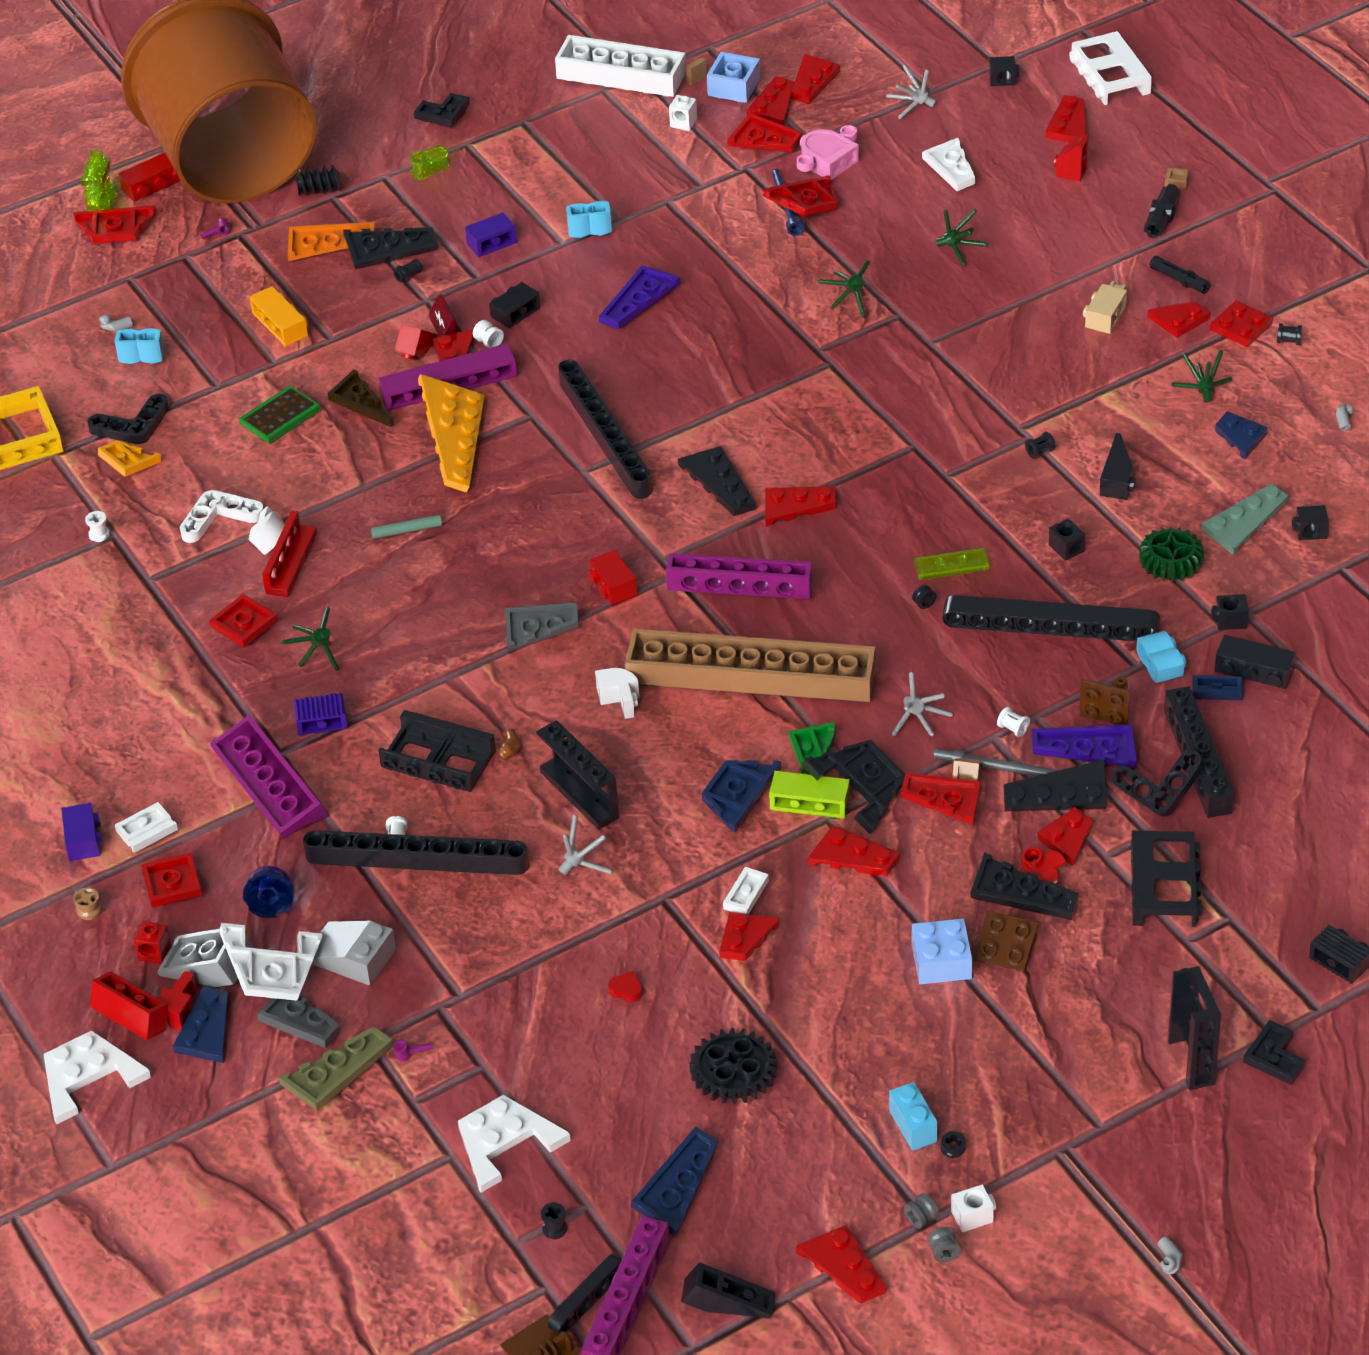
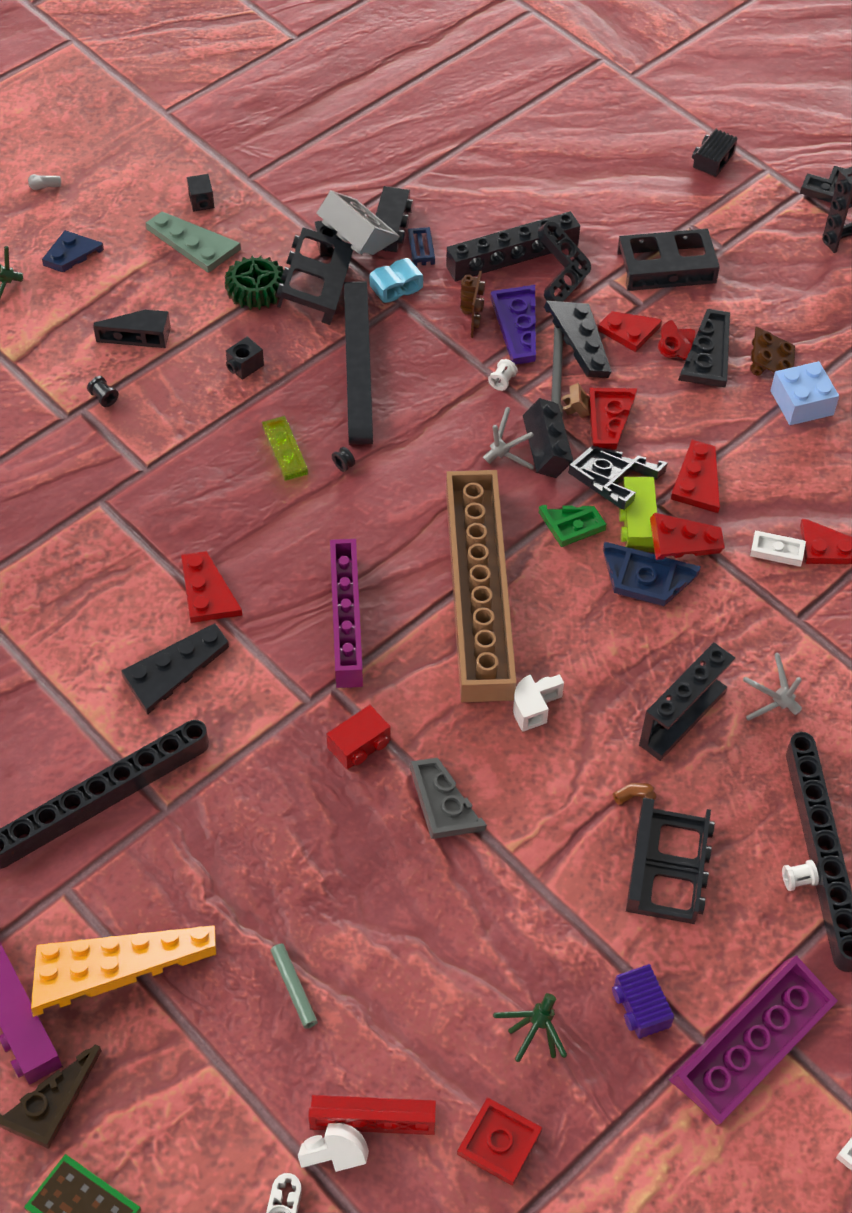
camera: 105 degrees left, 10 degrees up
(768, 814) = (681, 537): none -> red wing
(914, 735) = (550, 442): none -> black brick
(1163, 600) = (332, 274): none -> black window
(1227, 616) = (355, 223): none -> light grey slope

